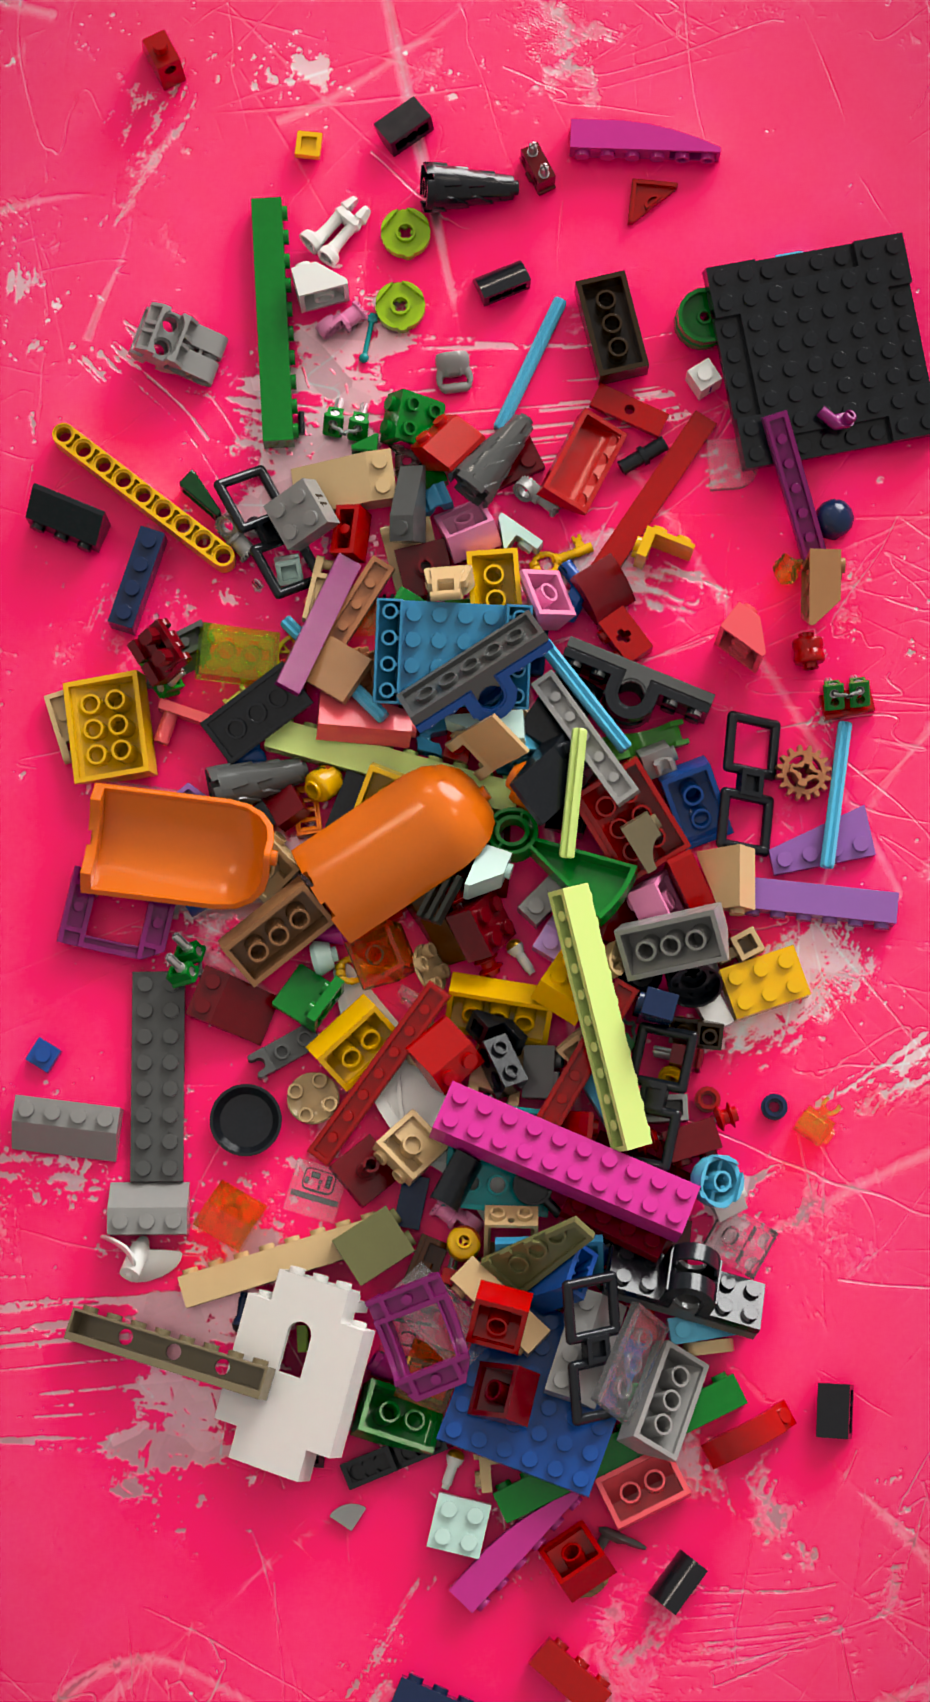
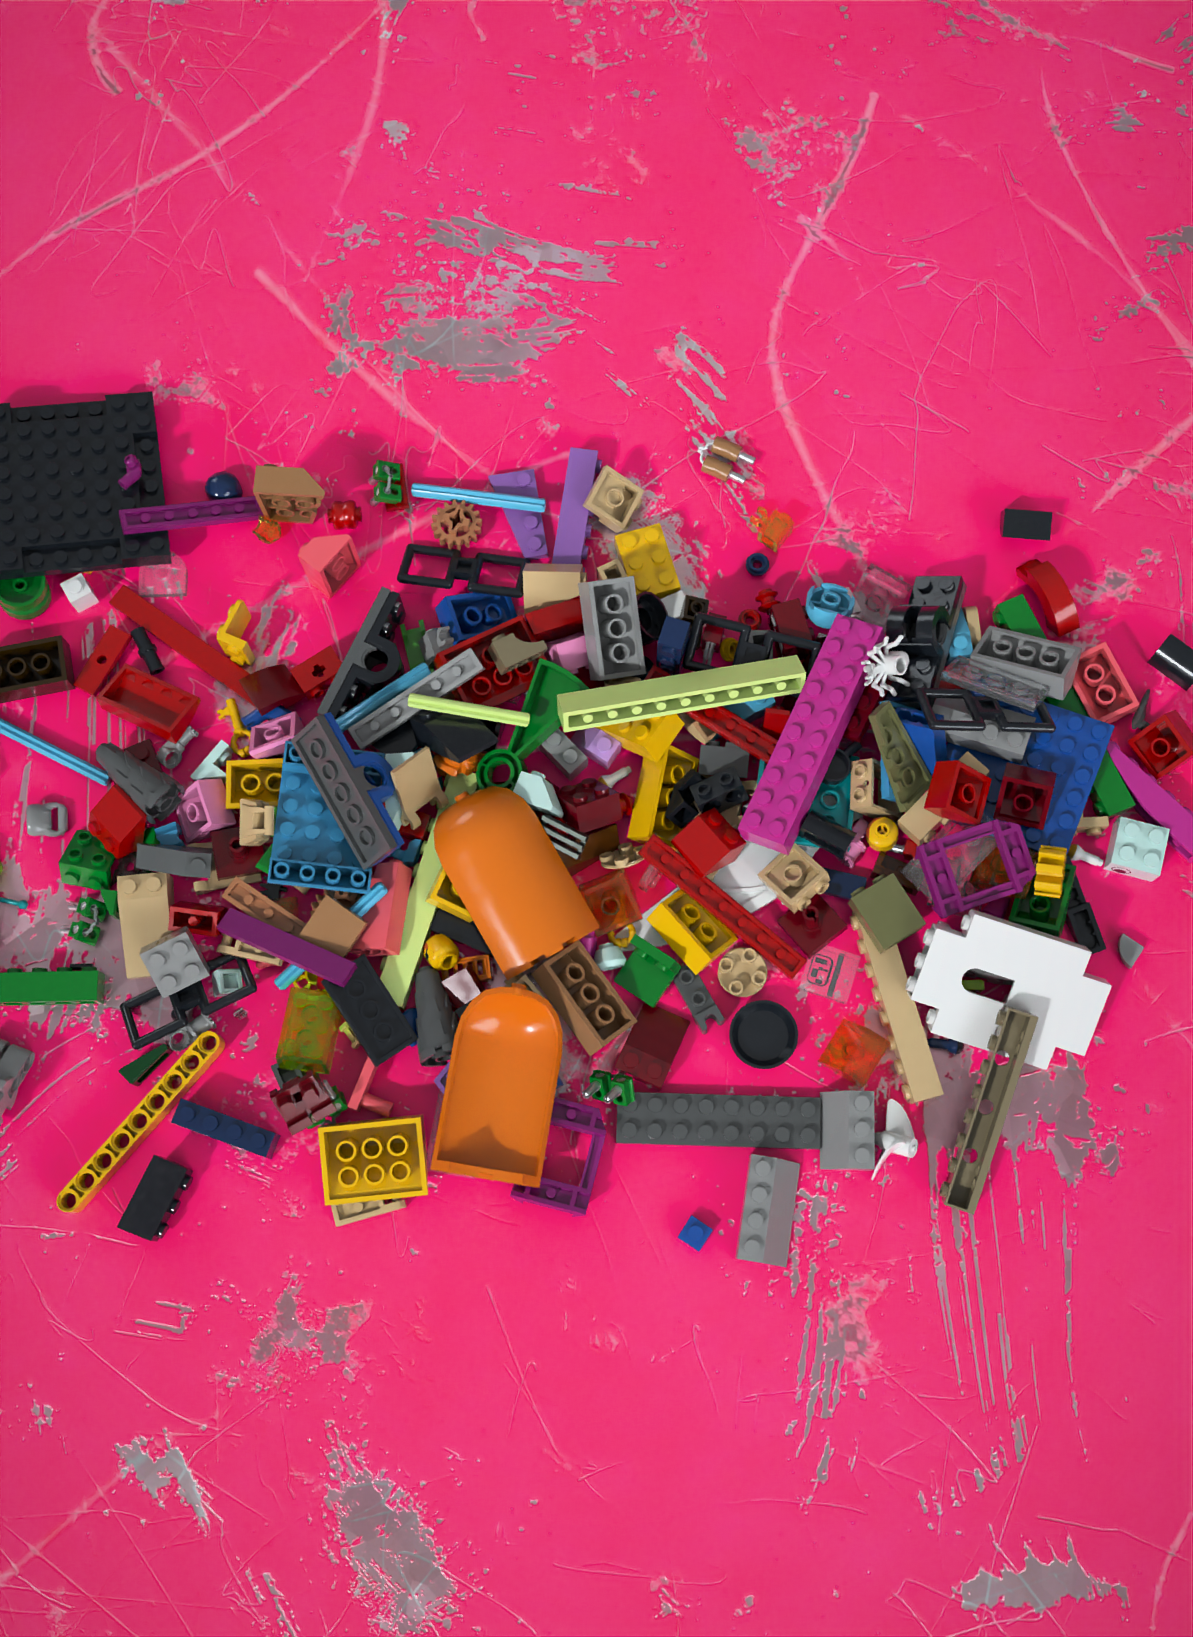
camera: 85 degrees left, 5 degrees down
(420, 1419) = (1050, 871): none -> yellow gear
(641, 1245) = (890, 664): none -> white animal
(838, 943) = (613, 499): none -> tan plate
(887, 1061) = (719, 468): none -> medium nougat piece

